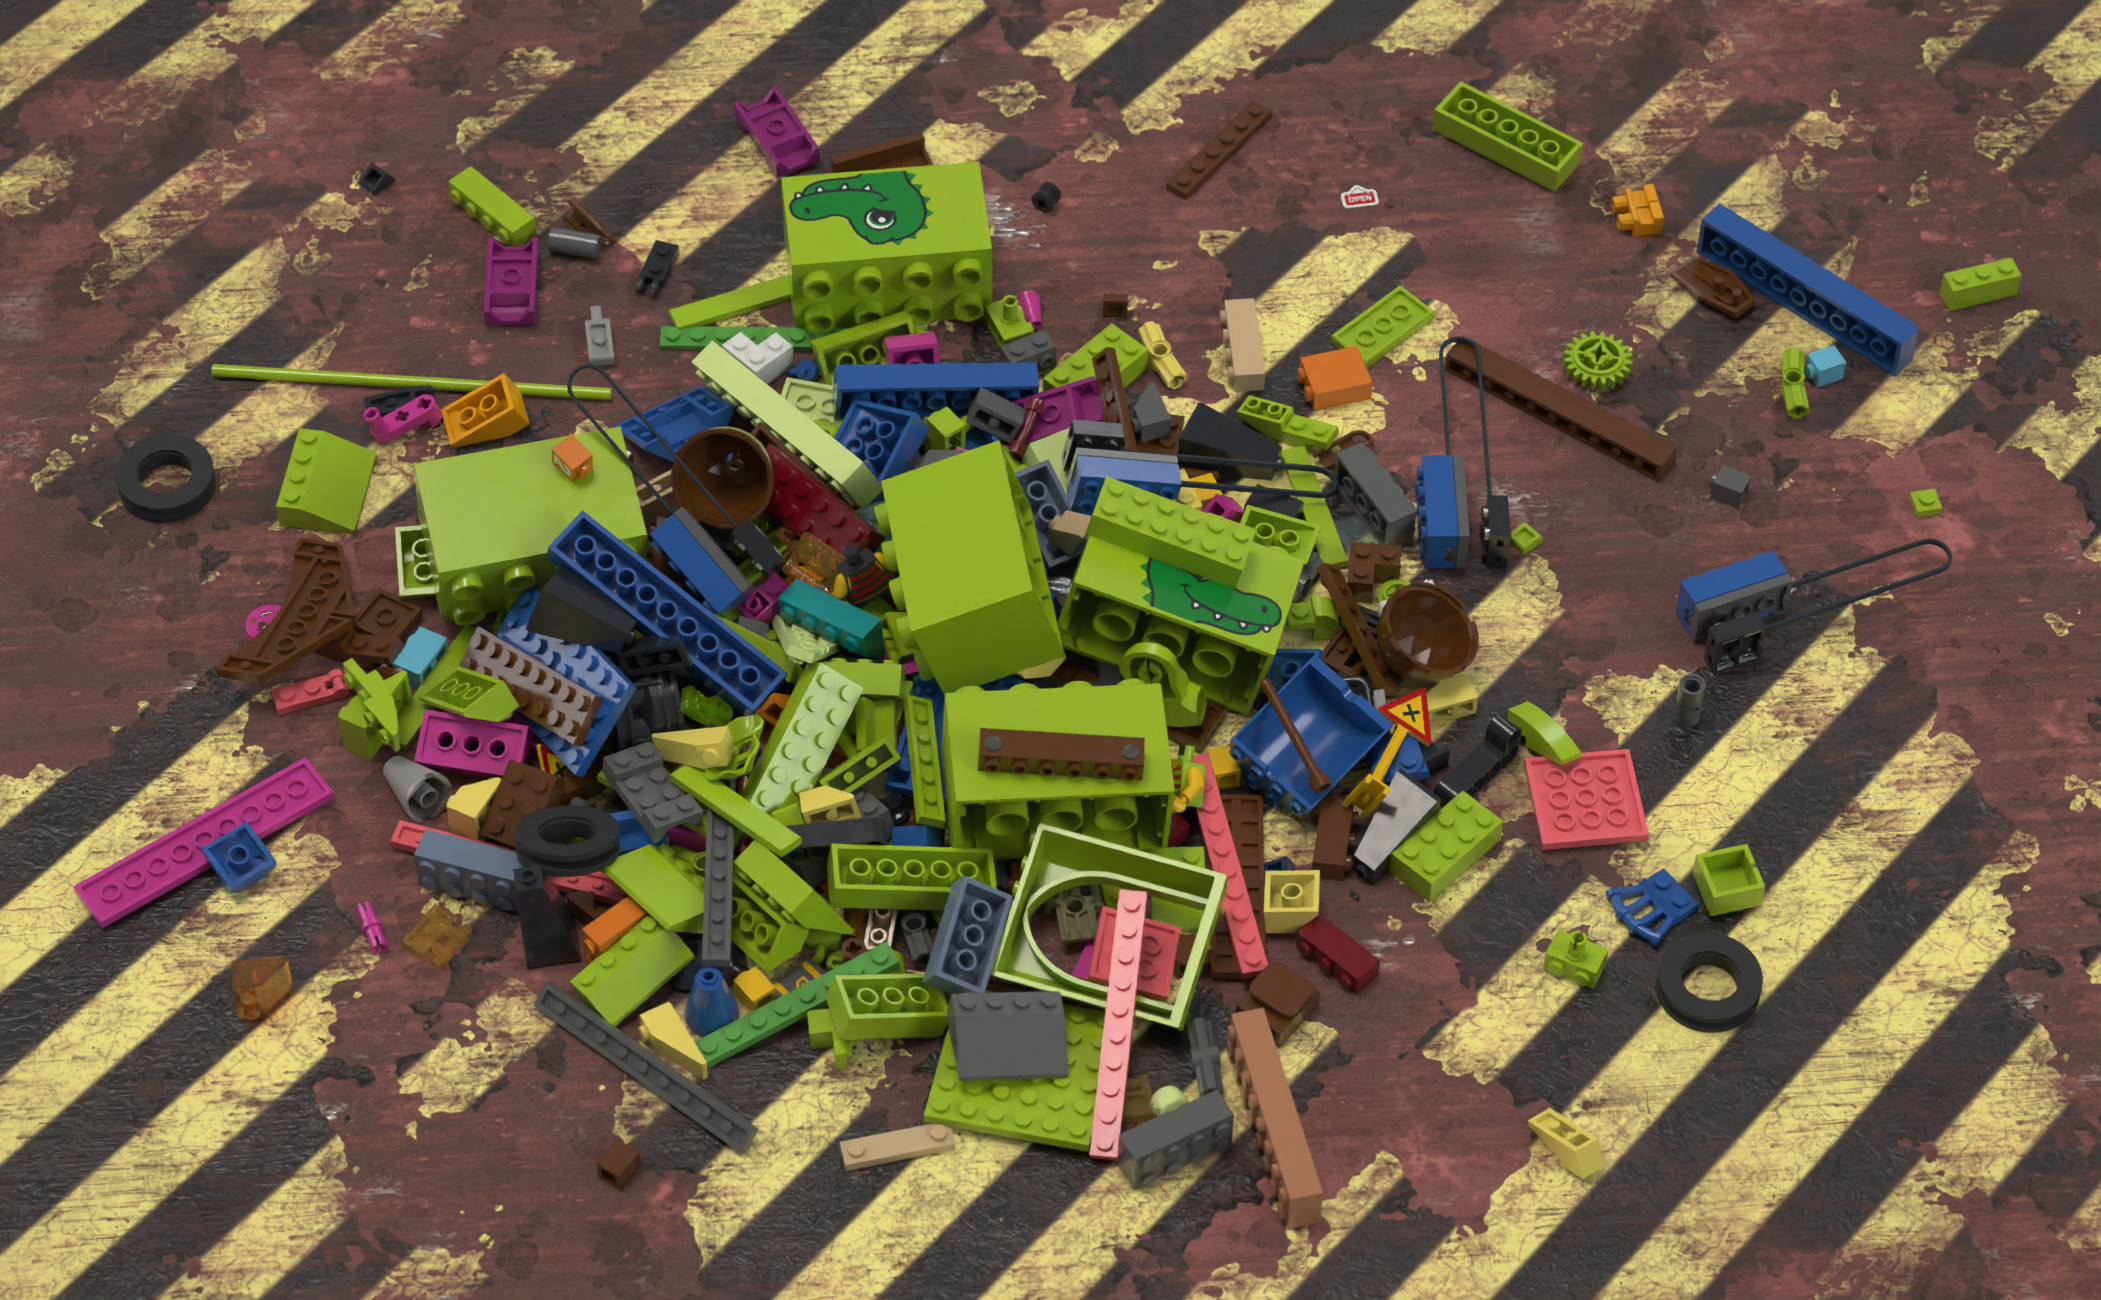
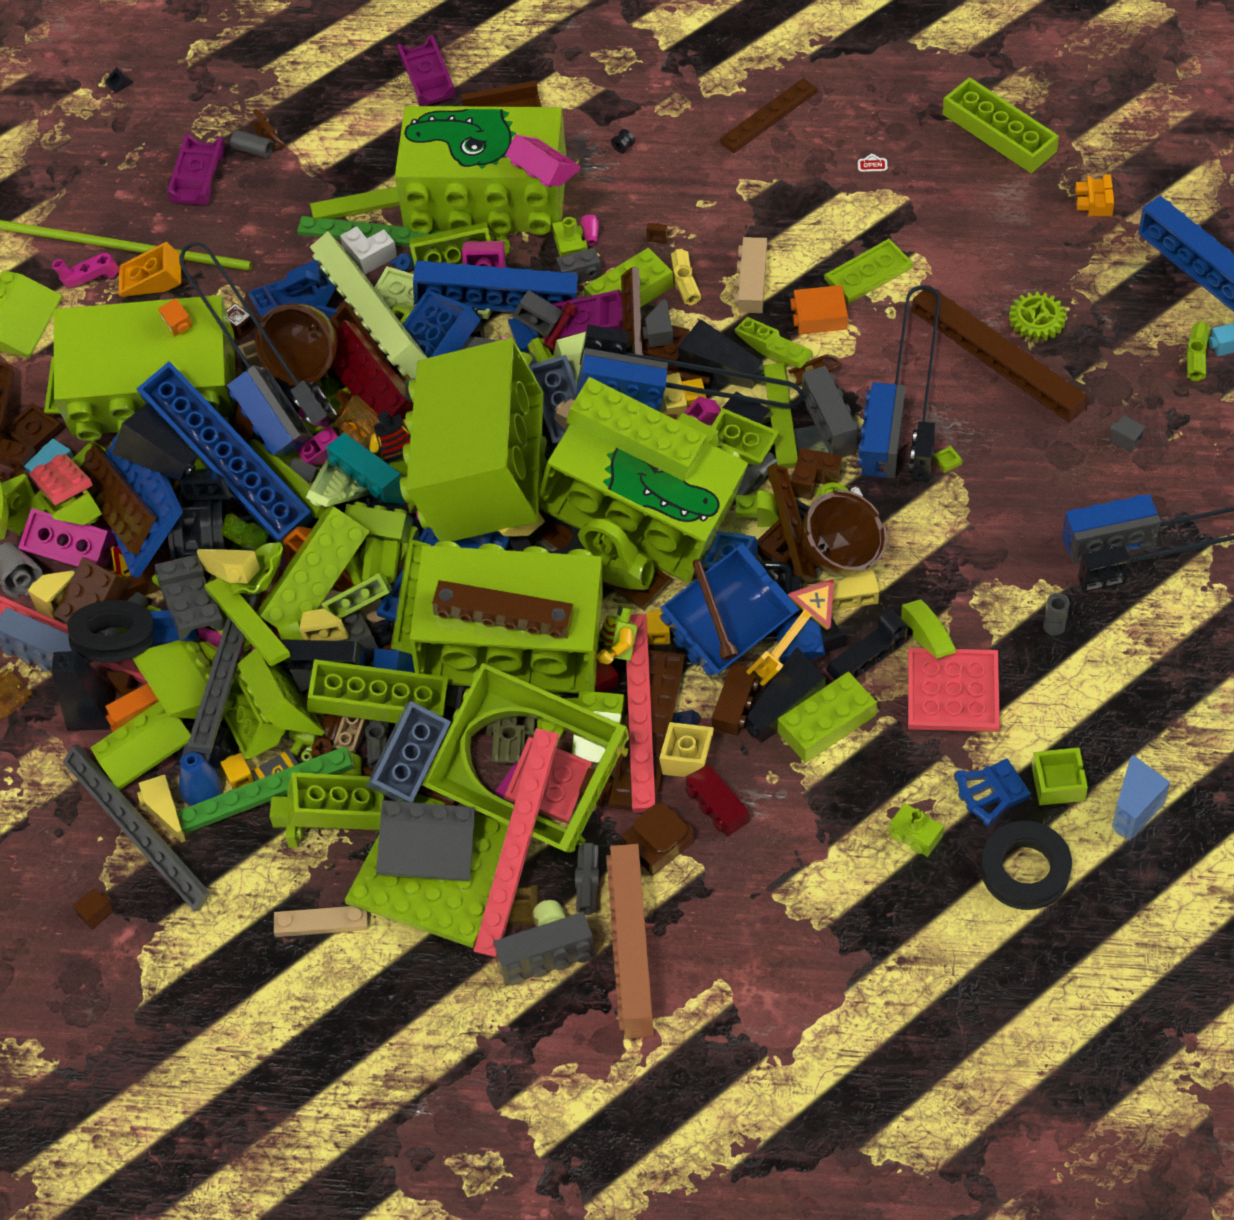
camera: 15 degrees right, 5 degrees up
(393, 400) = (75, 256): black hinge -> none
(452, 671) = (60, 479): none -> coral plate
(492, 207) = (196, 110): lime brick -> none
(599, 338) = (251, 221): light grey hinge -> none
(657, 267) = (310, 169): black hinge -> none
(687, 401) = (300, 278): none -> blue panel
(947, 430) = (497, 322): lime brick -> none
(972, 229) = (541, 160): none -> dark pink slope
(1568, 1142) = (876, 994): light yellow slope -> none
(1714, 286) = (1147, 263): reddish brown piece -> none
(1824, 893) = (1140, 798): none -> medium blue slope

